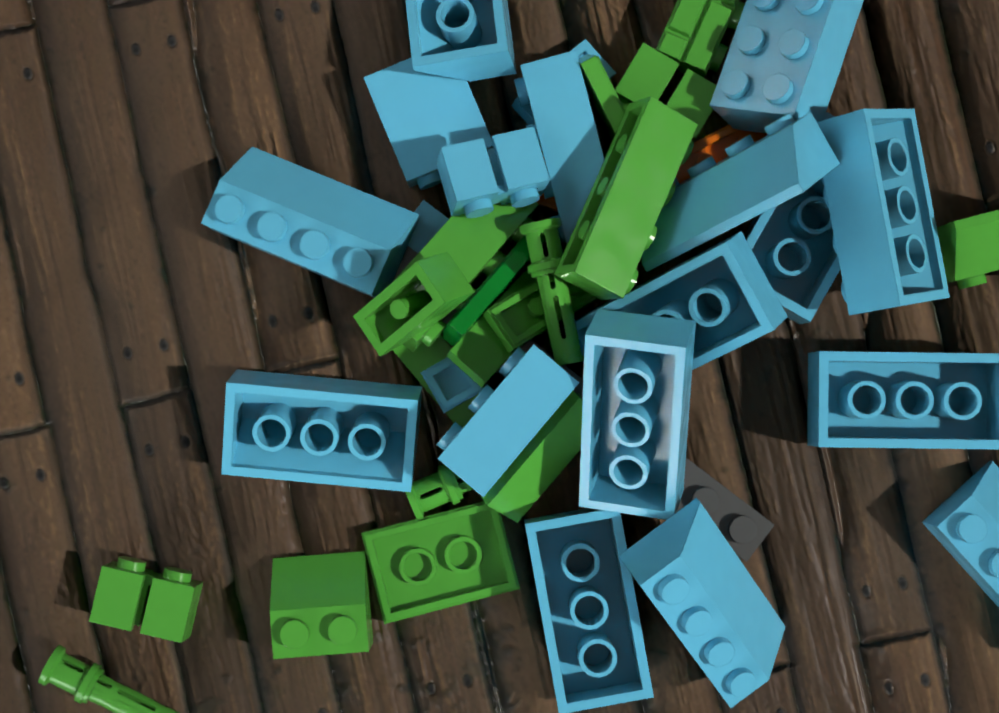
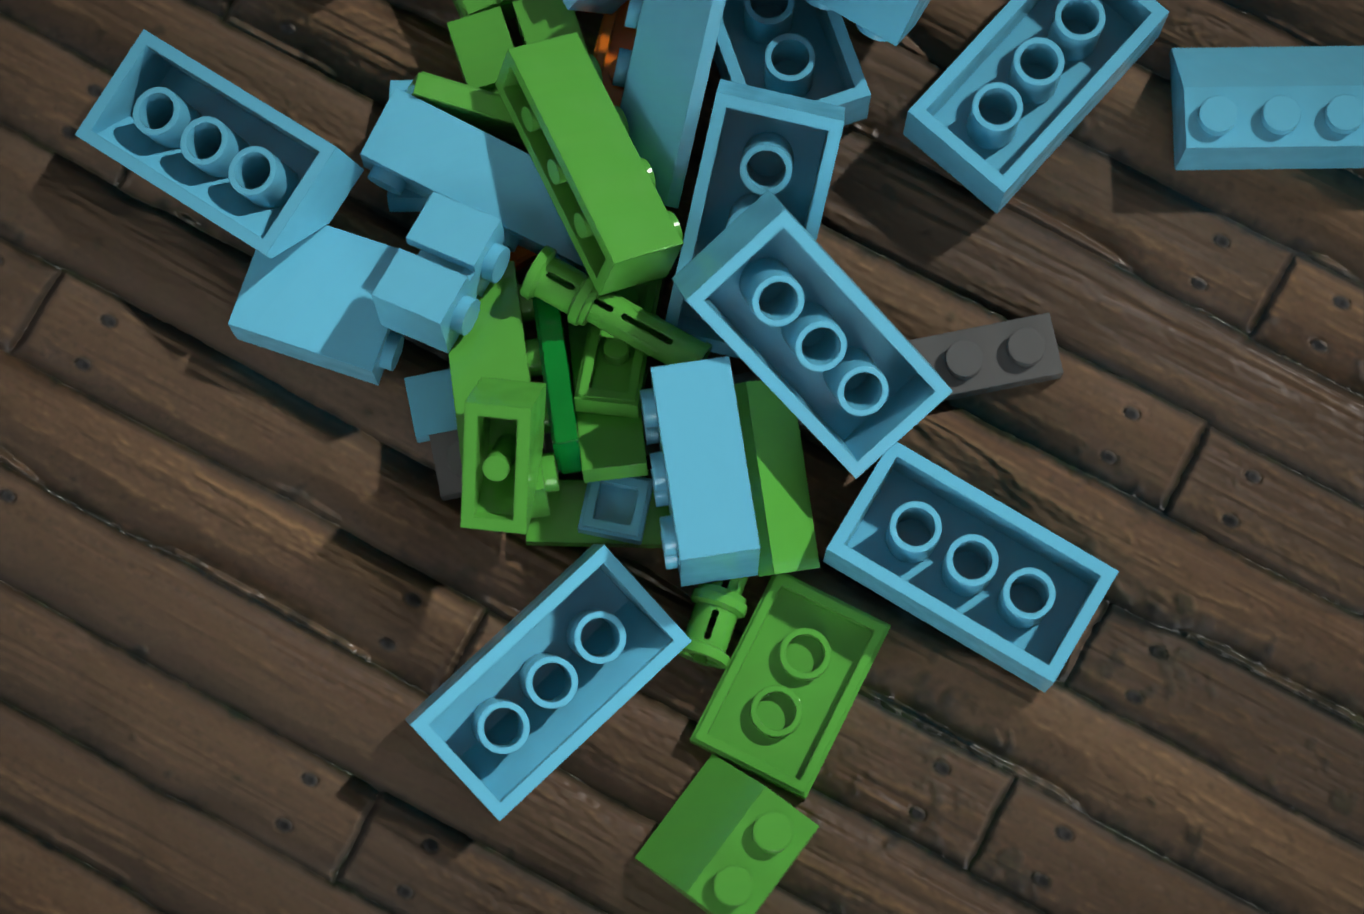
camera: 45 degrees left, 10 degrees down
(311, 221) = (325, 508): medium azure slope -> none
(708, 600) = (1066, 436): medium azure slope -> none

